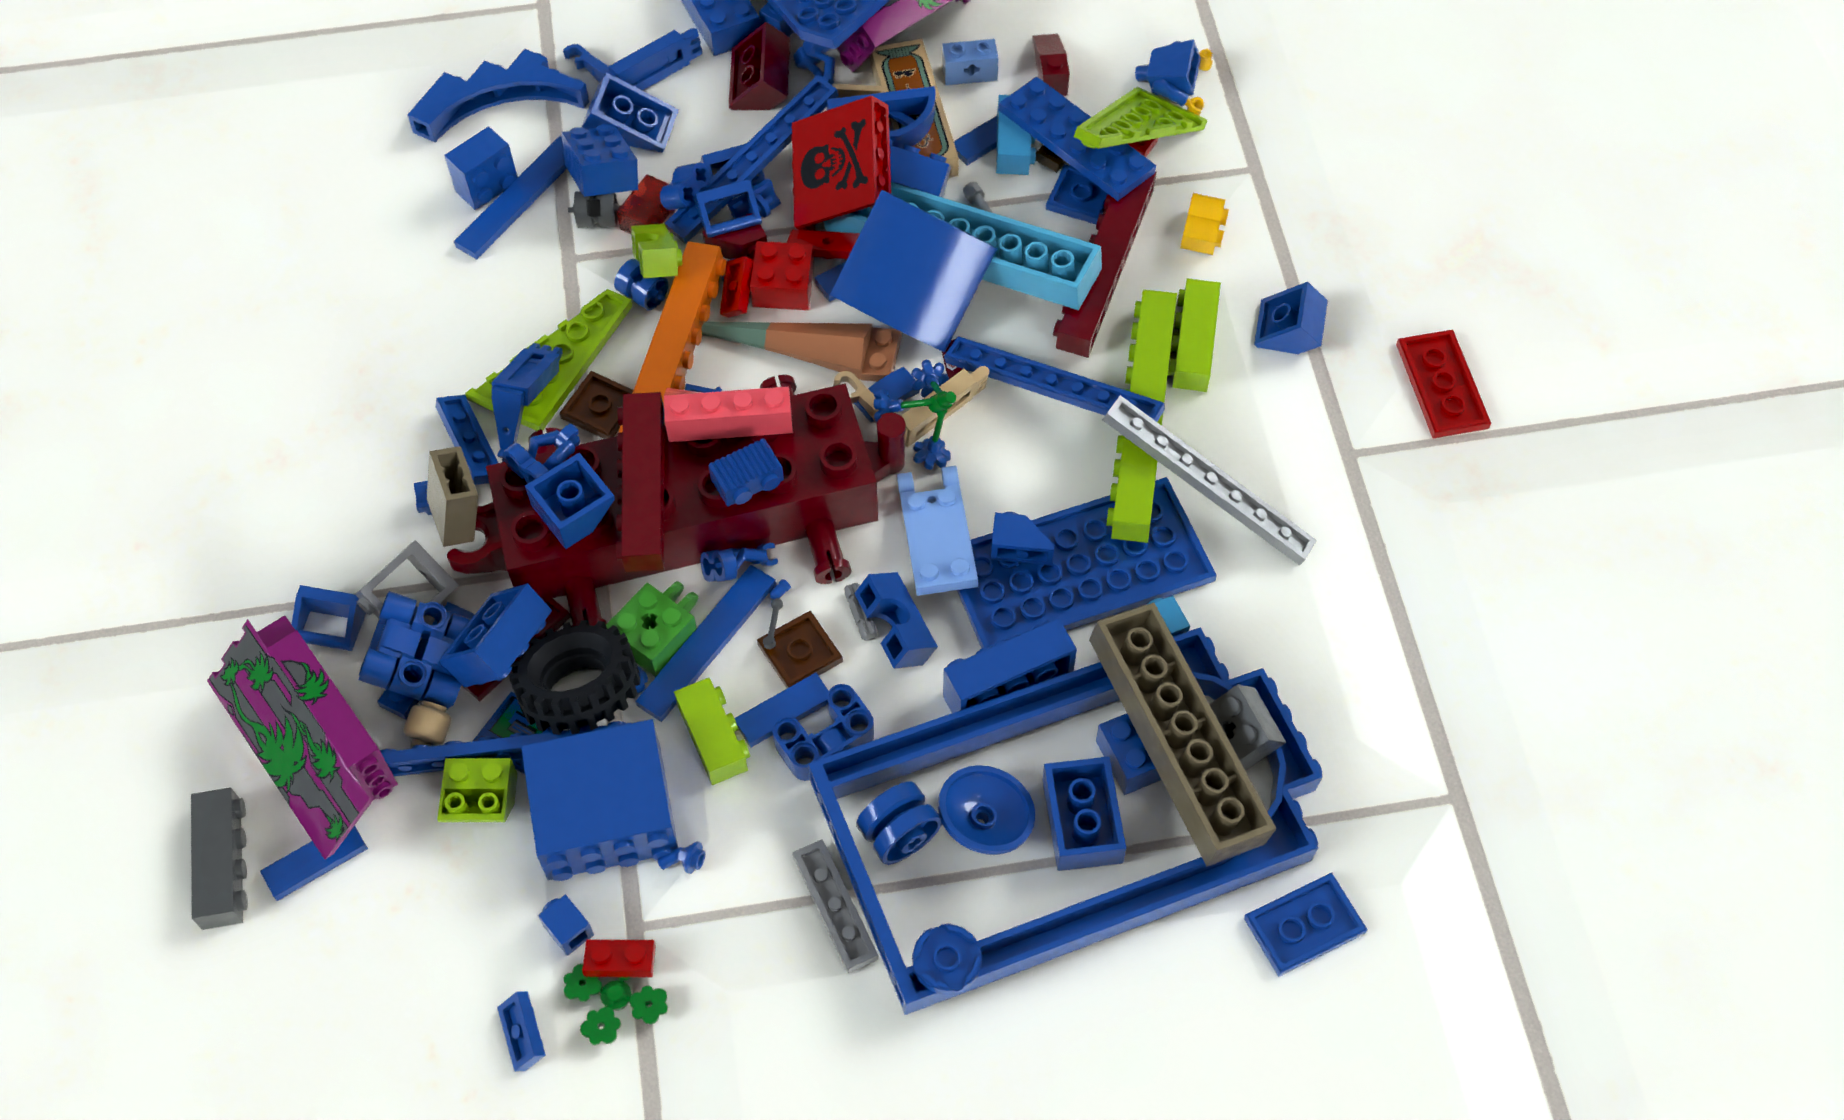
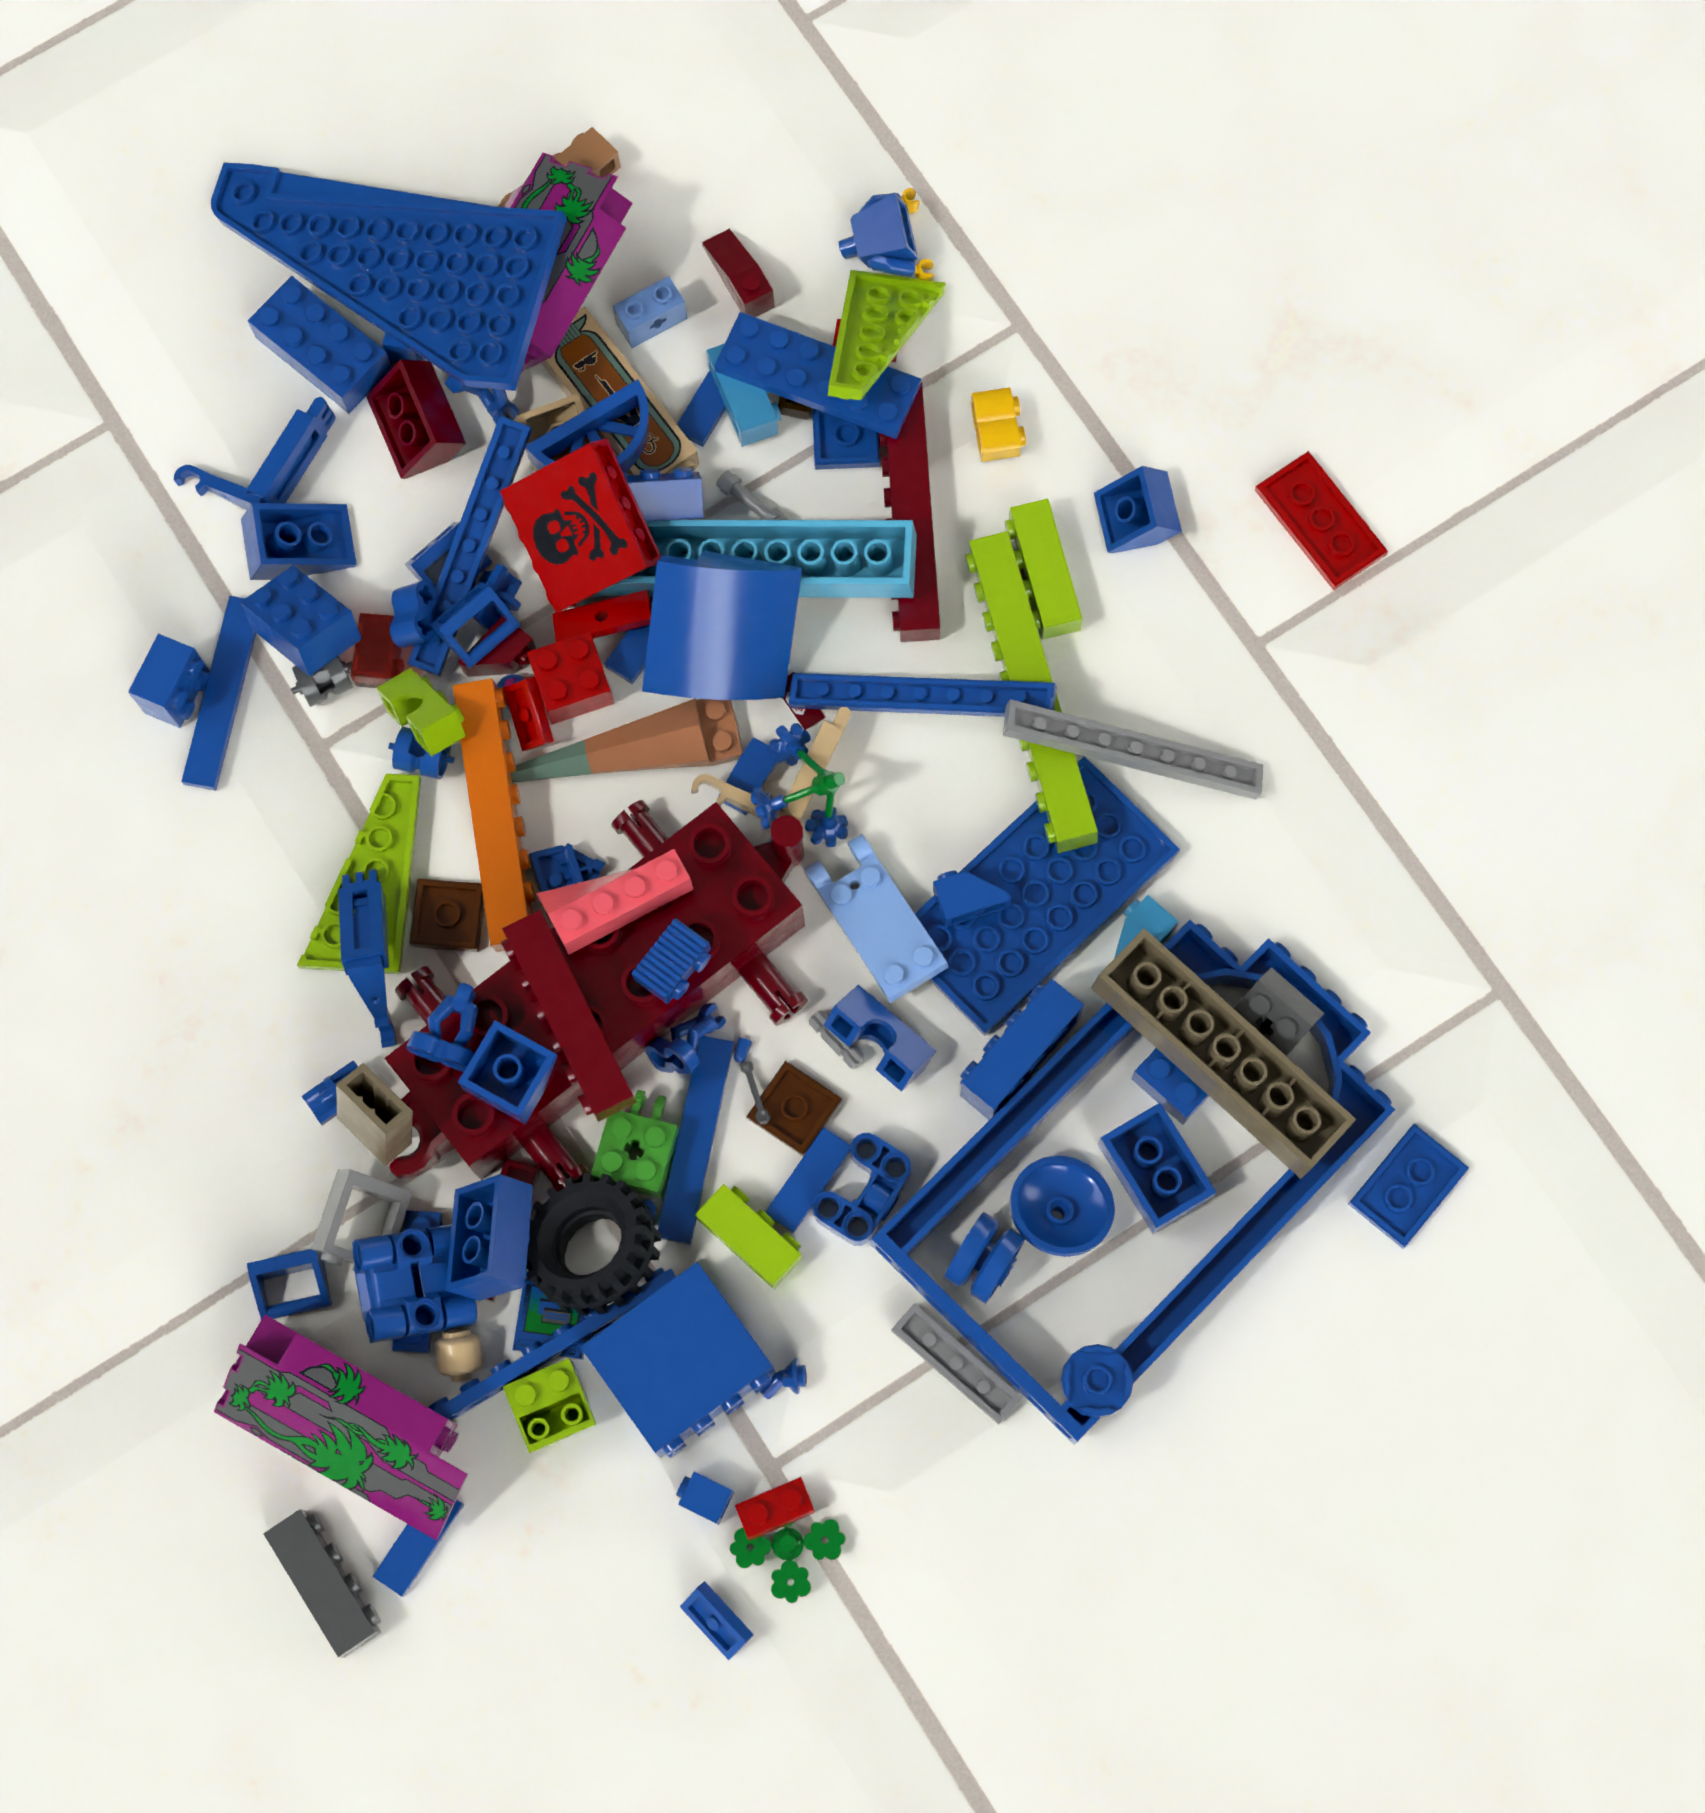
camera: 20 degrees left, 15 degrees up
(466, 432) = (331, 1018): blue plate -> none
(490, 85) = (116, 560): blue arch -> none

